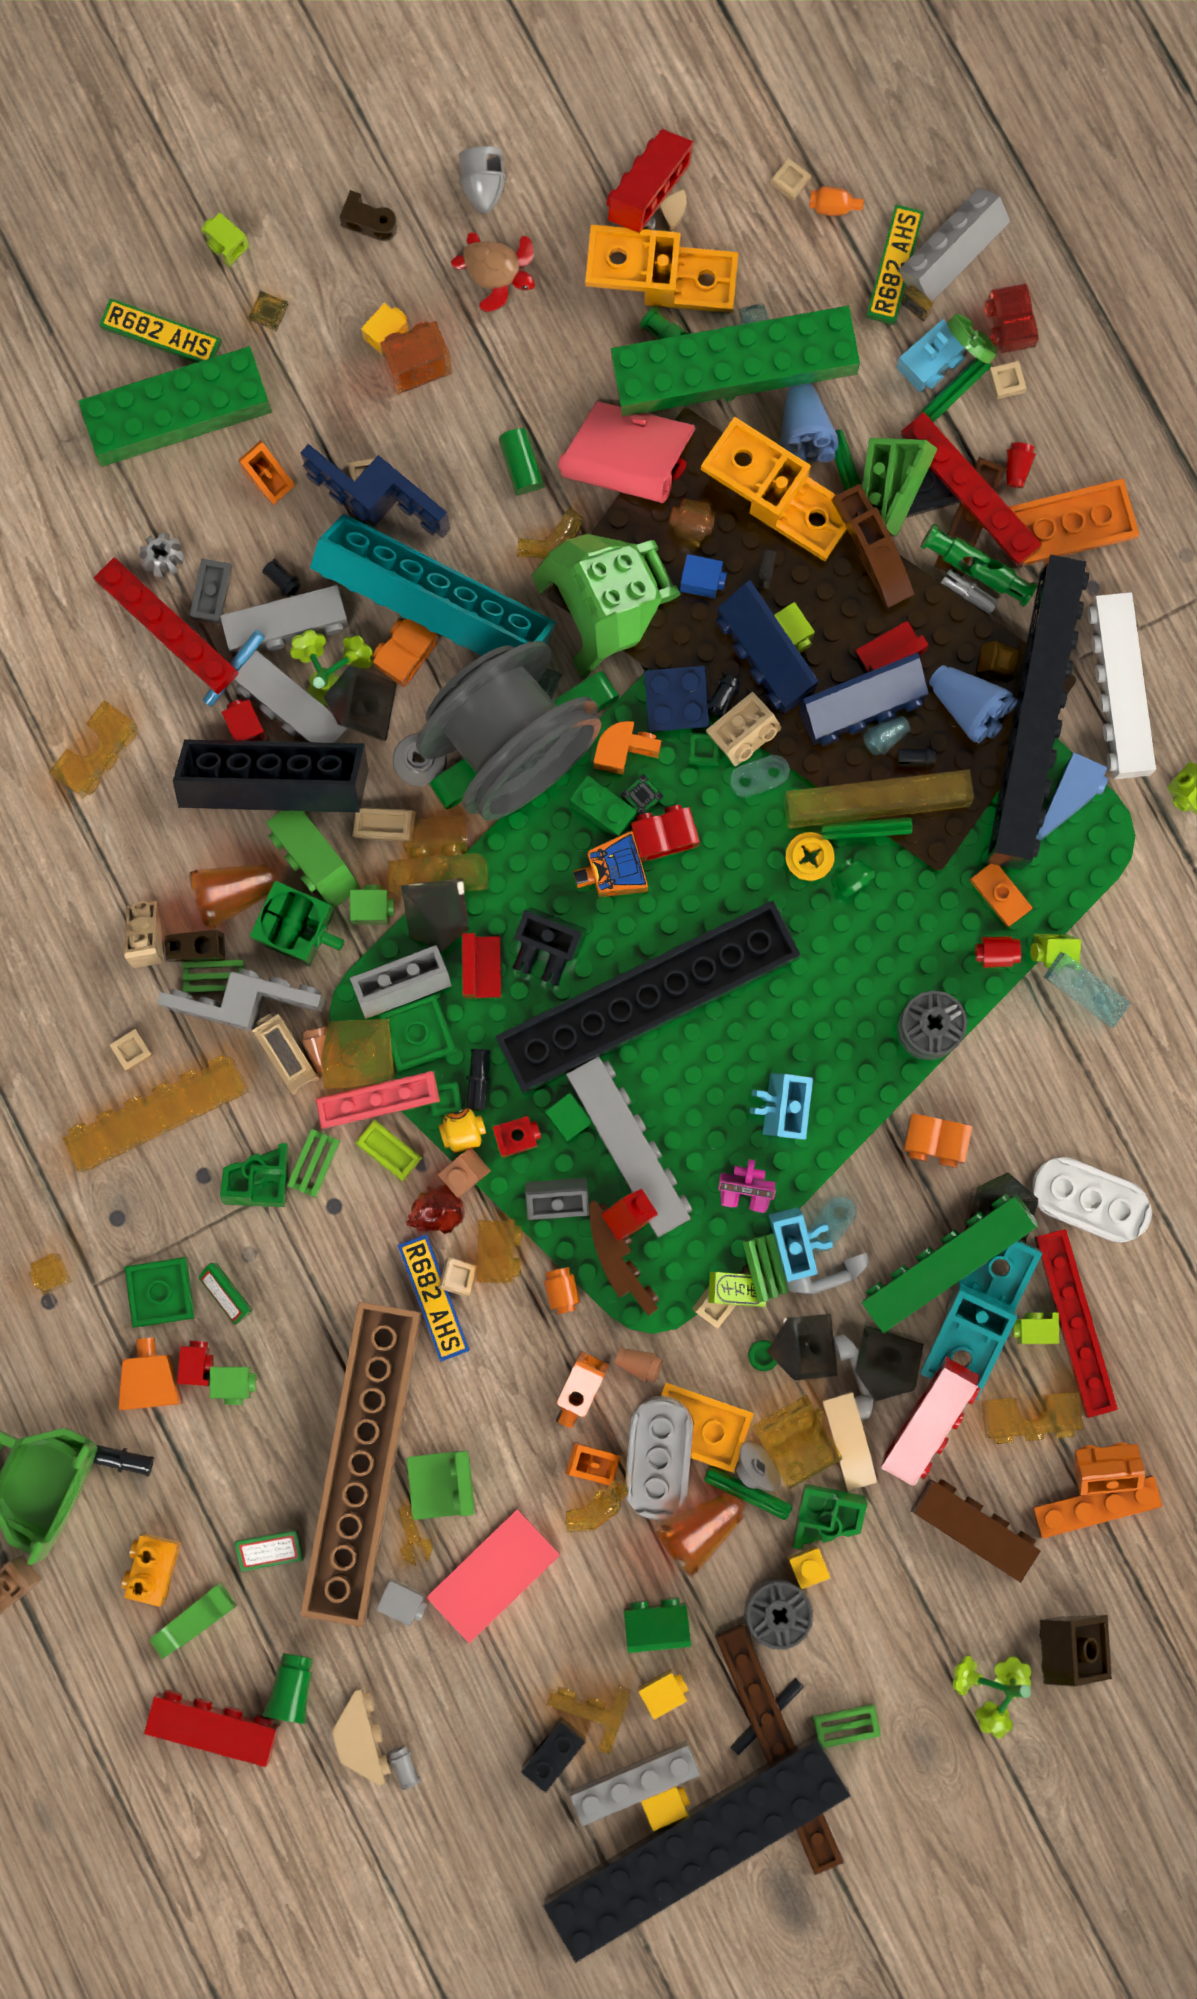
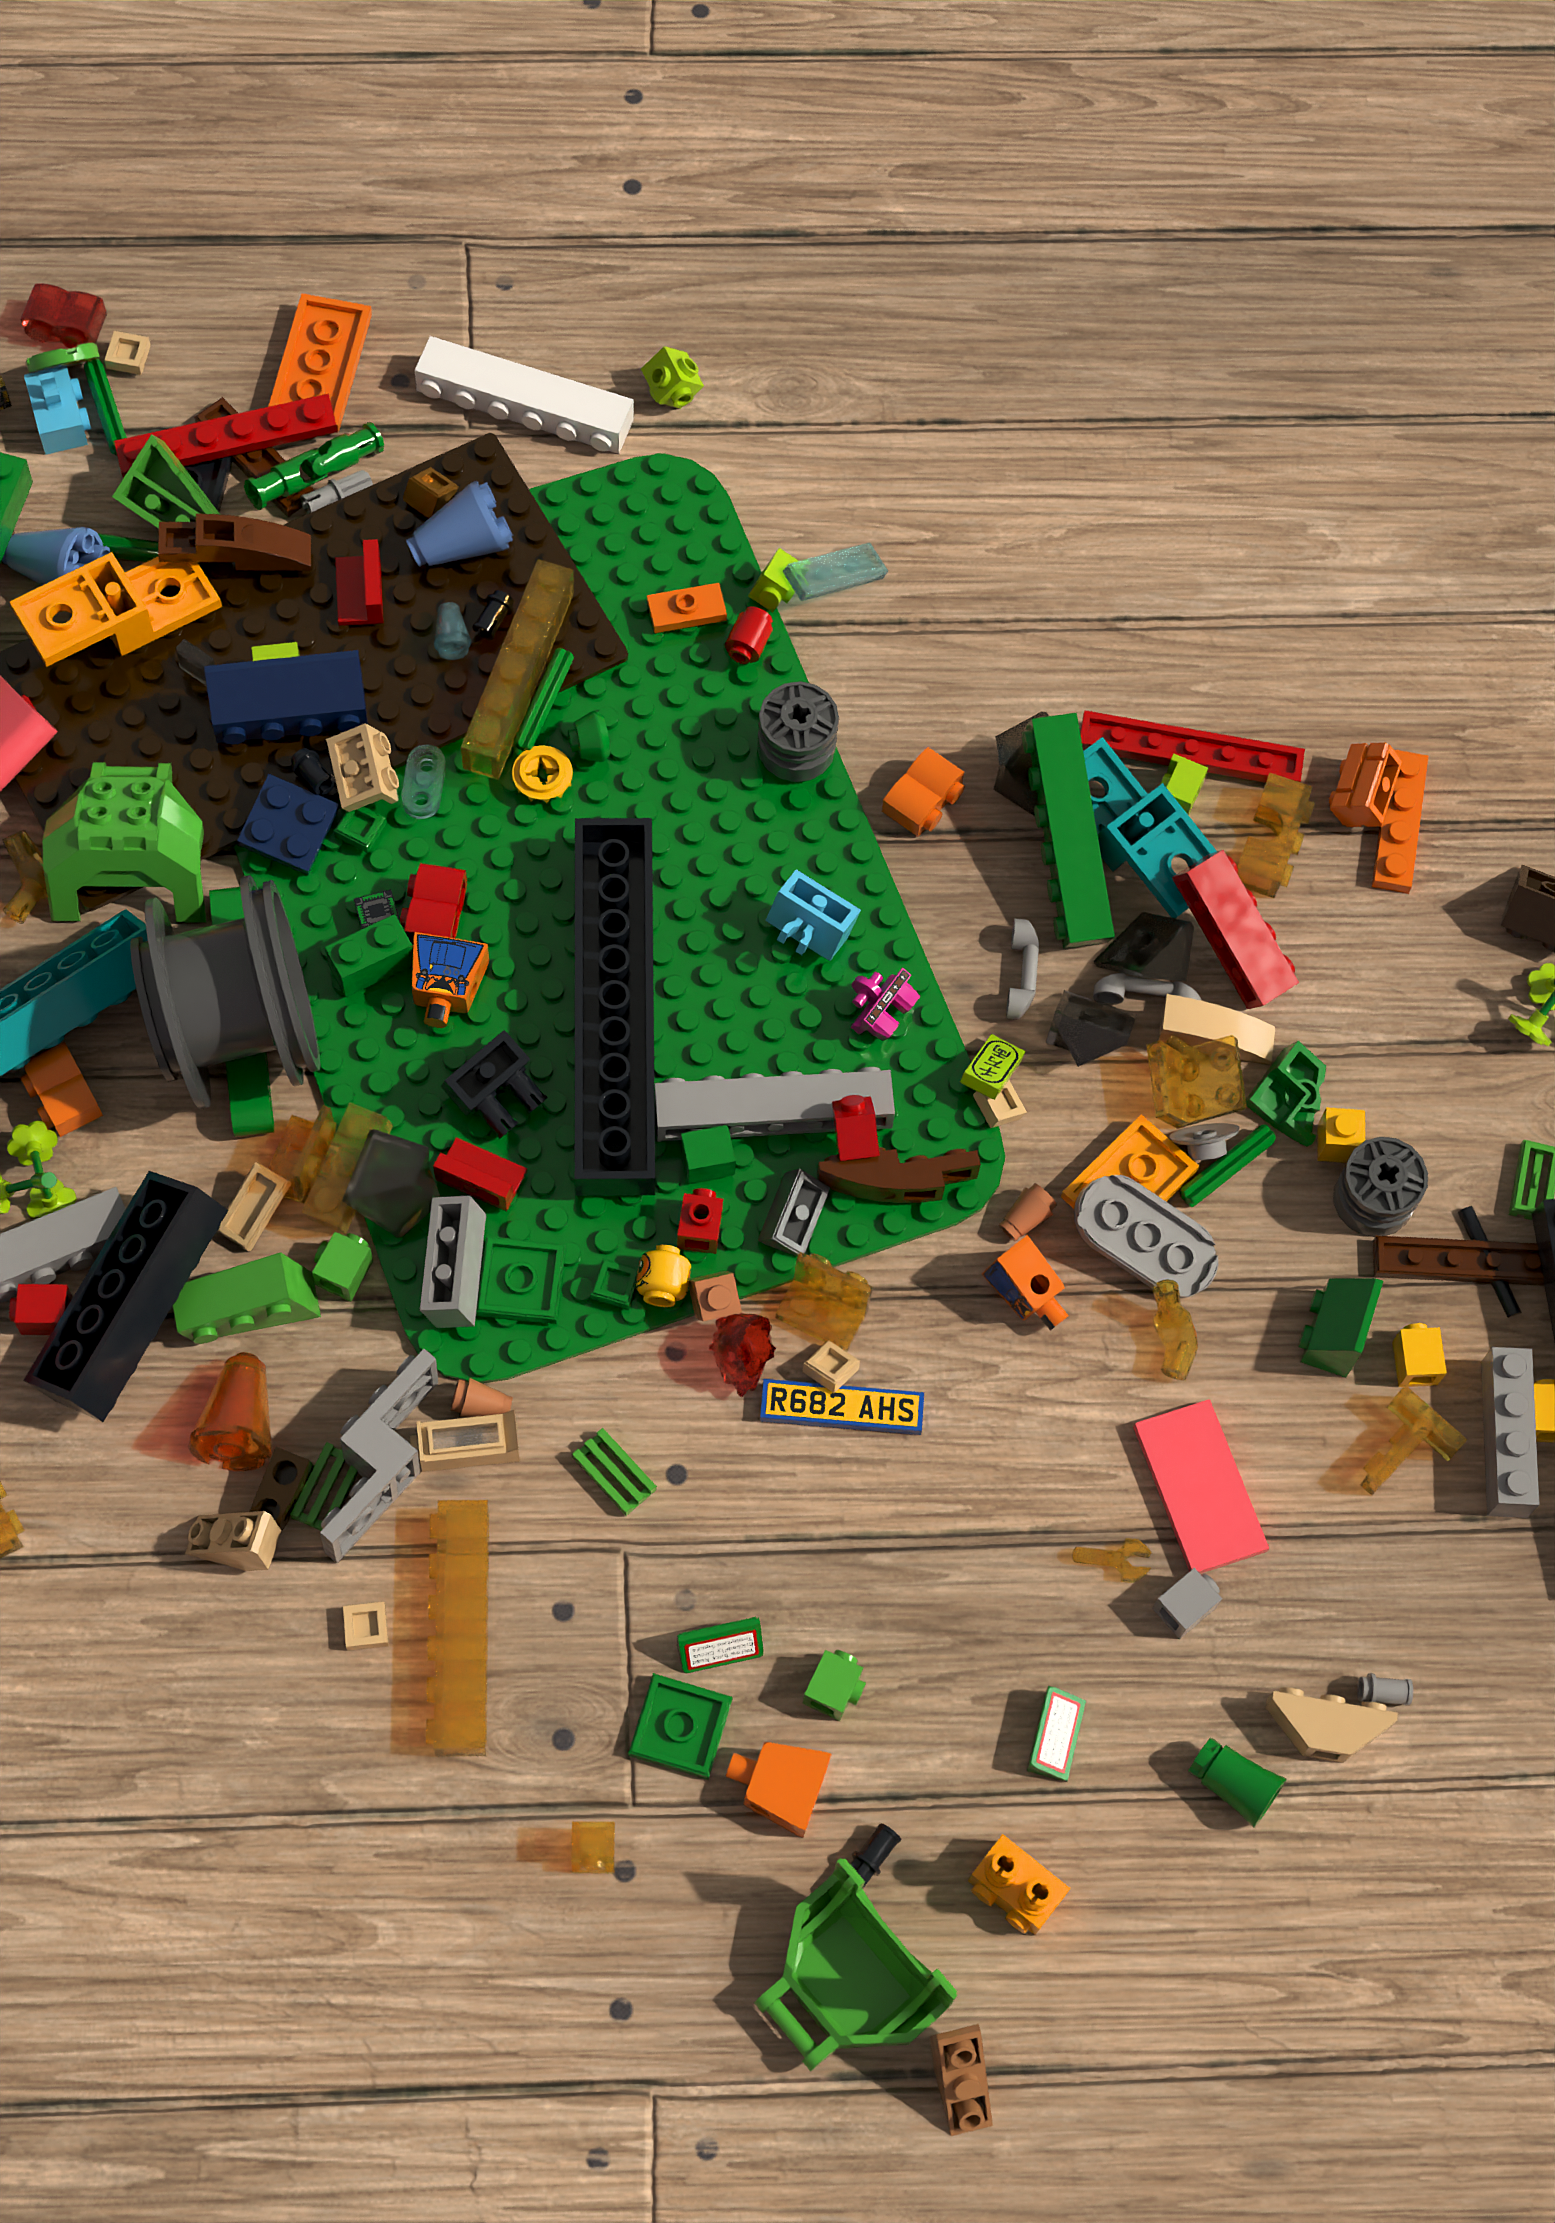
camera: 70 degrees left, 15 degrees down
(193, 1621) = (1103, 1863): bright green leg -> none
(195, 1364) = (790, 1717): red brick -> none
(211, 1728) = (1245, 1899): red brick -> none
(257, 1180) = (602, 1546): green slope -> none
(294, 924) = (318, 1357): green piece -> none
(357, 1053) = (510, 1352): clear yellow slope -> none
(361, 1464) = (1003, 1570): medium nougat brick -> none
(362, 702) = (93, 1162): clear smoke slope -> none
(377, 1100) = (577, 1359): coral tile -> none
(388, 1150) = (642, 1380): lime tile -> none
(415, 773) = (200, 1154): light grey piece -> none
(441, 1485) = (1069, 1491): bright green bracket -> none
(478, 1079) = (610, 1234): black axle -> none
(553, 1754) = (1440, 1508): black brick -> none
(561, 1290) = (903, 1257): orange brick -> none
(592, 1464) = (1116, 1318): orange slope -> none
(618, 741) = (305, 903): orange brick -> none
(692, 519) = (95, 711): clear orange head -> none
(700, 1531) = (1251, 1233): clear orange cone -> none
(702, 576) = (165, 731): blue brick -> none
(759, 1357) = (1078, 1082): green tile -> none
(769, 1265) = (981, 1027): bright green tile -> none
(795, 1244) = (971, 980): medium azure brick -> none
(836, 1225) = (965, 944): clear light blue plate -> none
(864, 700) = (402, 631): slope -> none
(975, 1530) = (1373, 947): reddish brown brick -> none
(1019, 462) = (224, 382): red cone -> none
(1036, 712) = (522, 475): black brick -> none
(1076, 787) = (609, 481): medium blue slope -> none
(1091, 1199) = (1065, 673): white tile -> none

